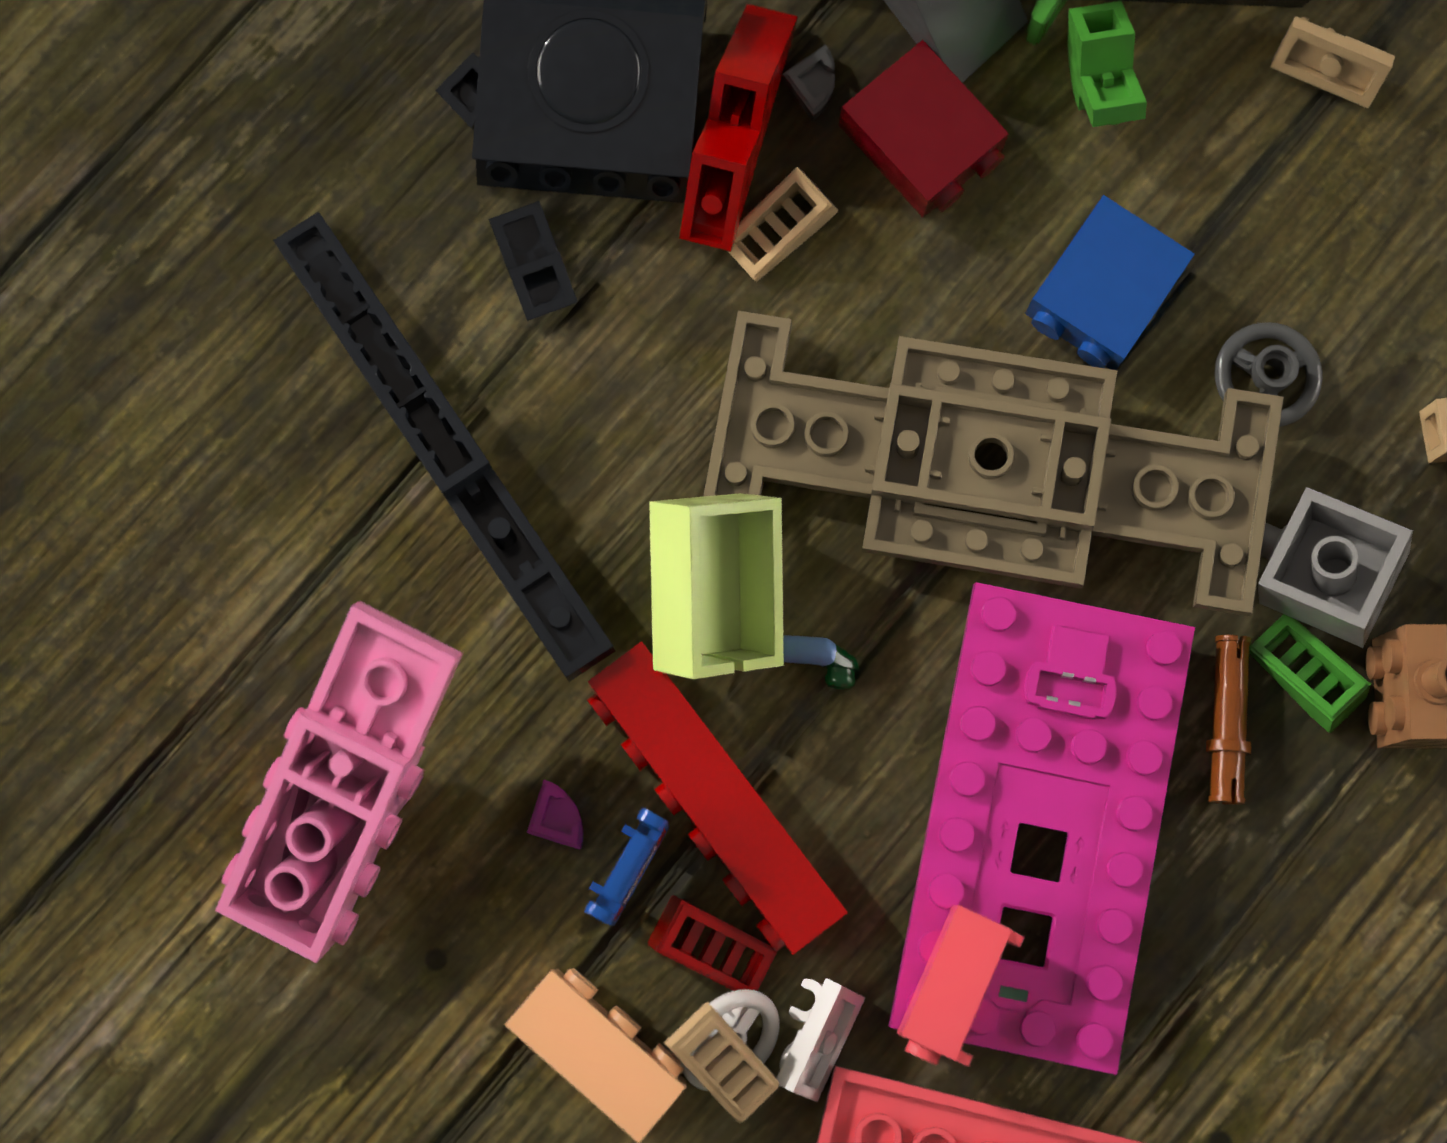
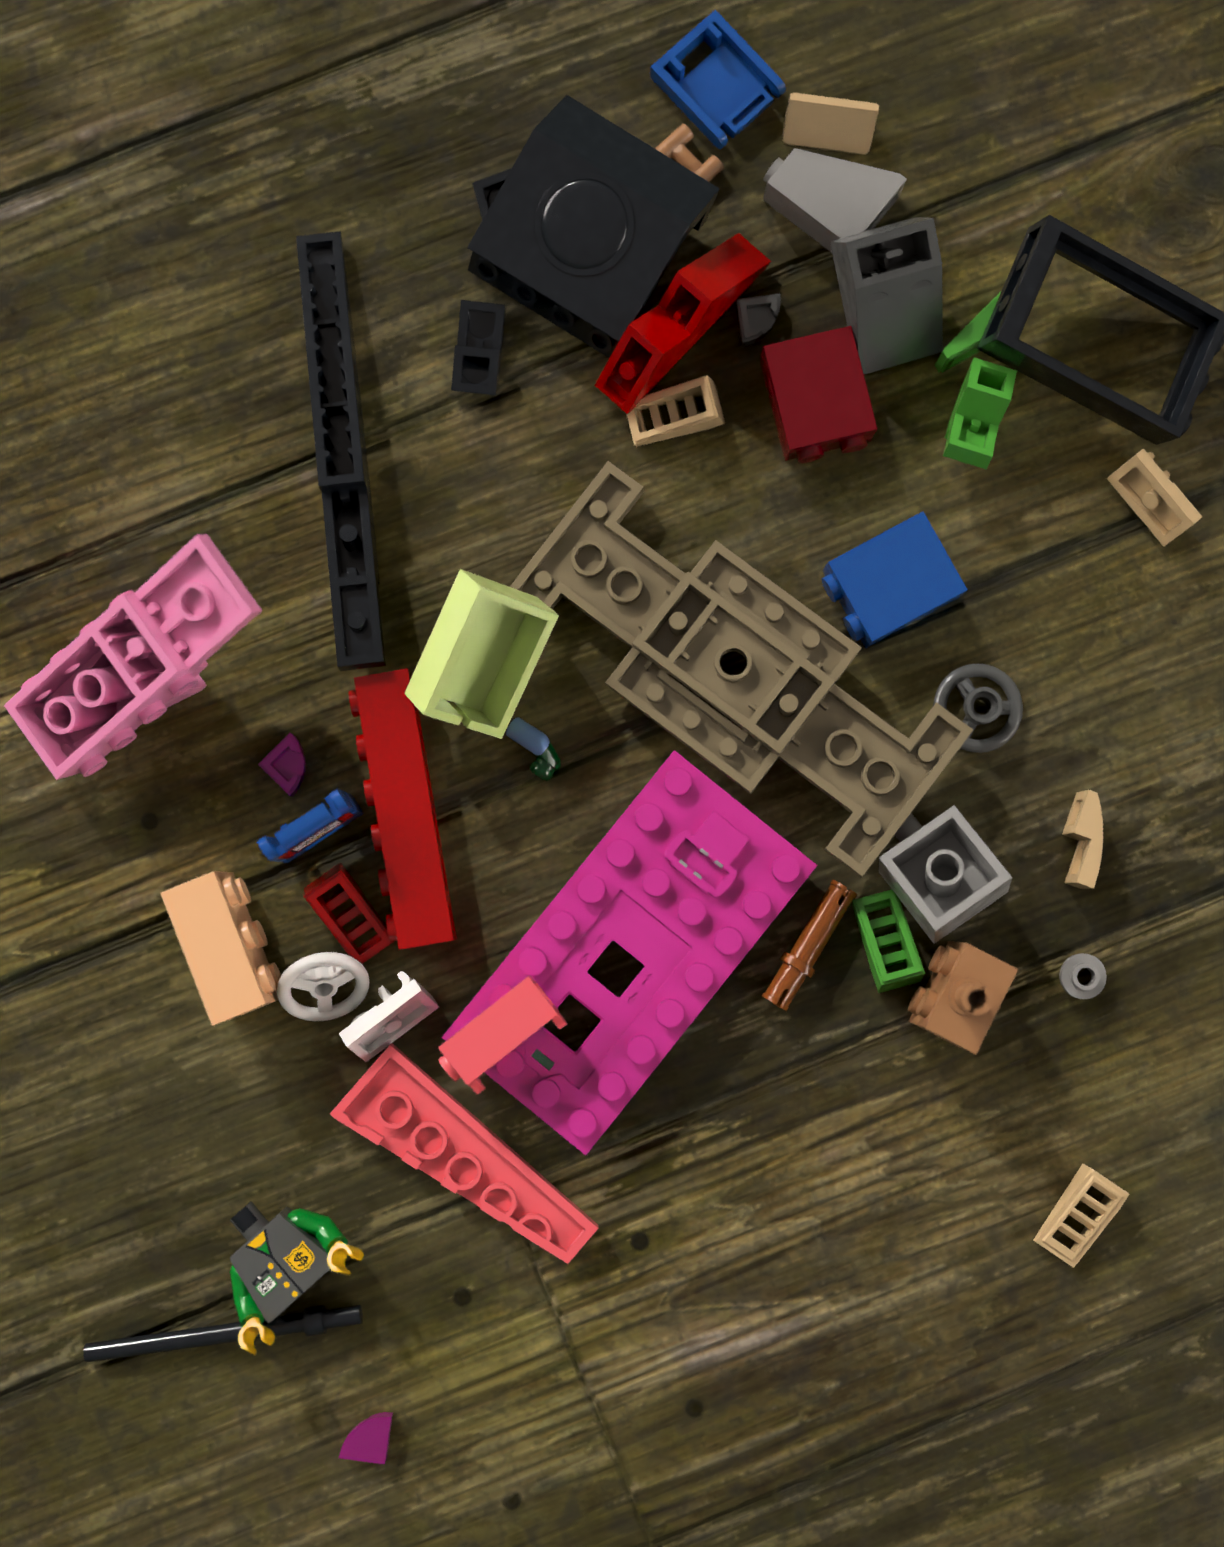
camera: 25 degrees right, 5 degrees up
(723, 1063) = (321, 1018): tan slope -> none

